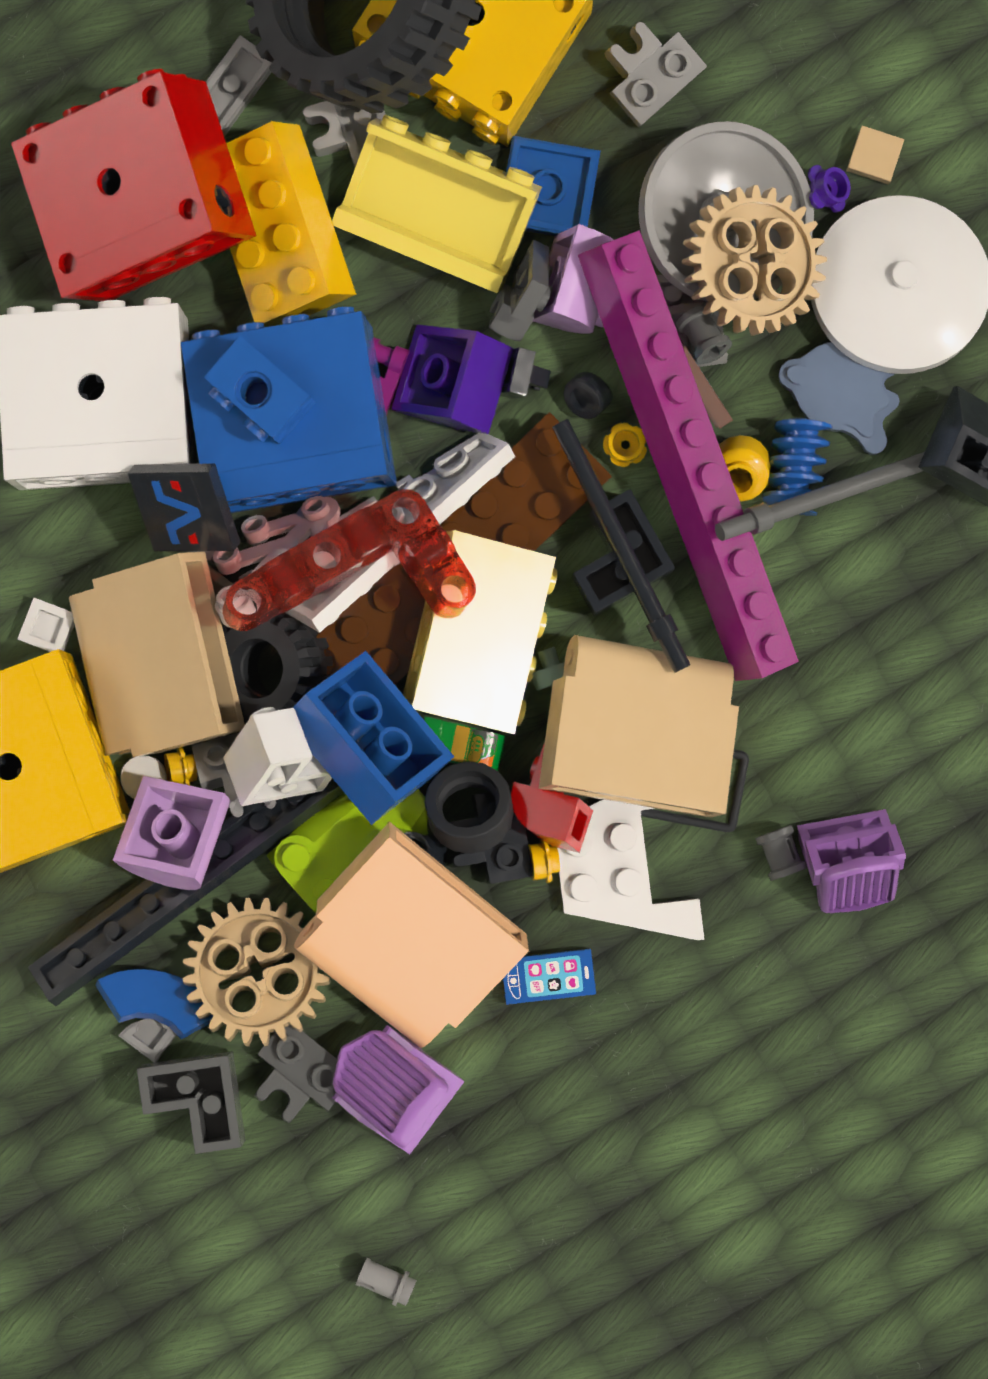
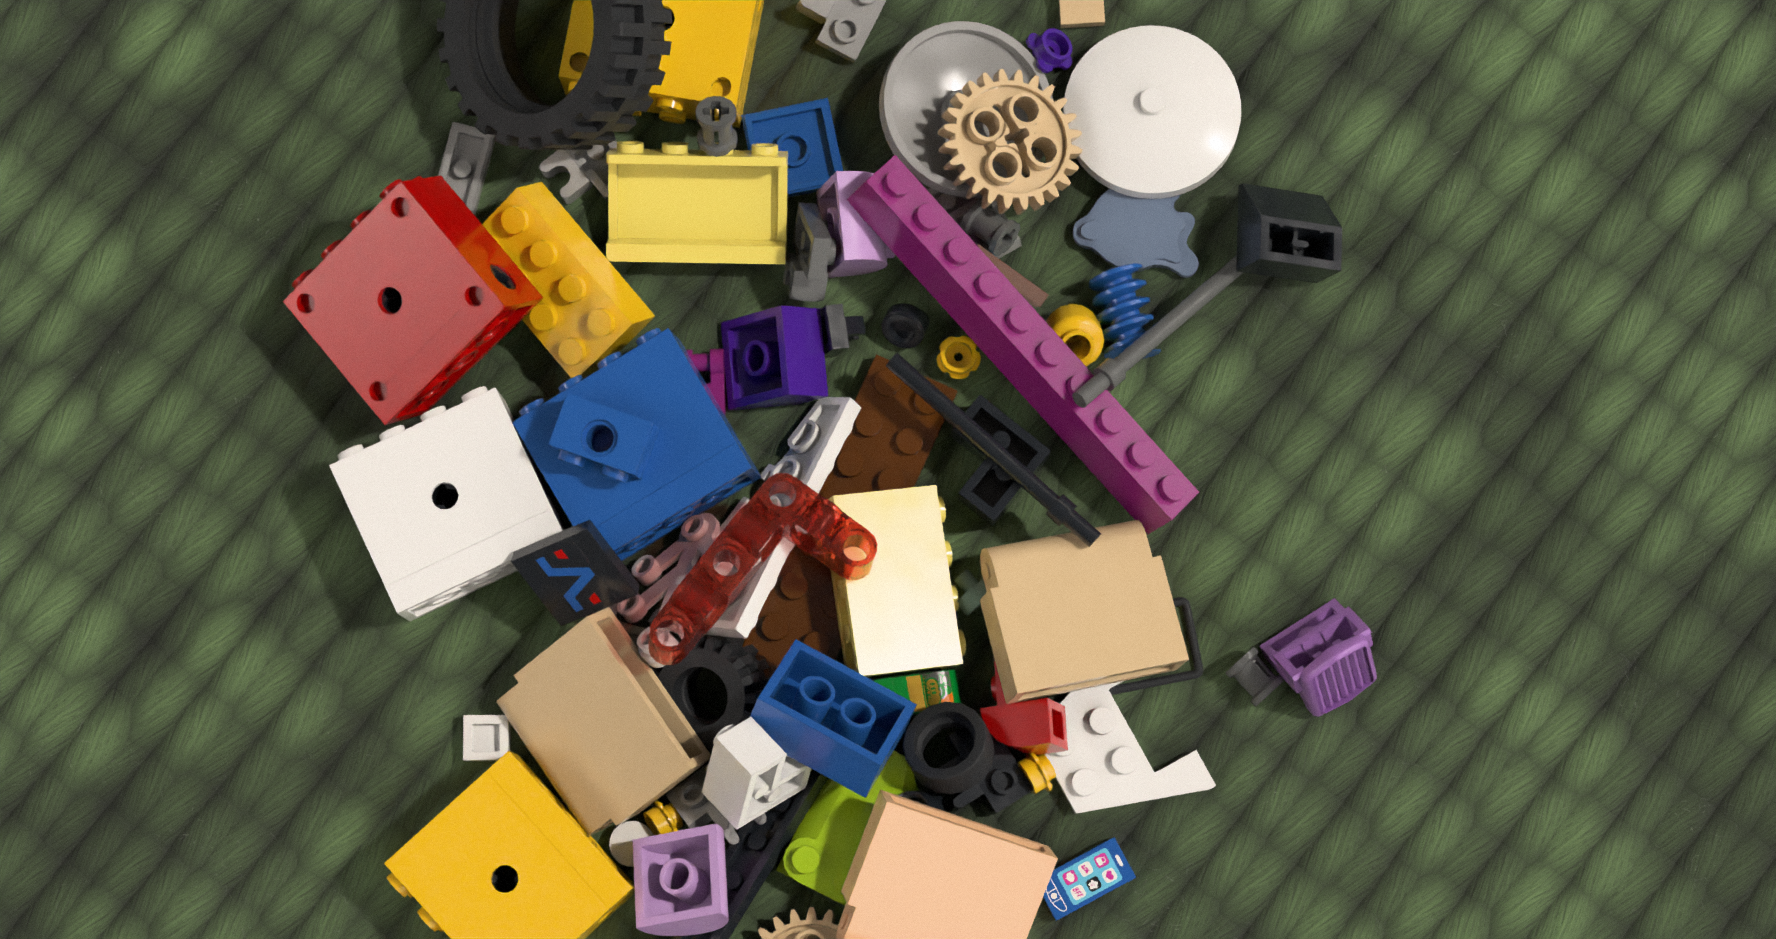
camera: 20 degrees left, 5 degrees down
(475, 125) = (705, 117): none -> dark grey bush

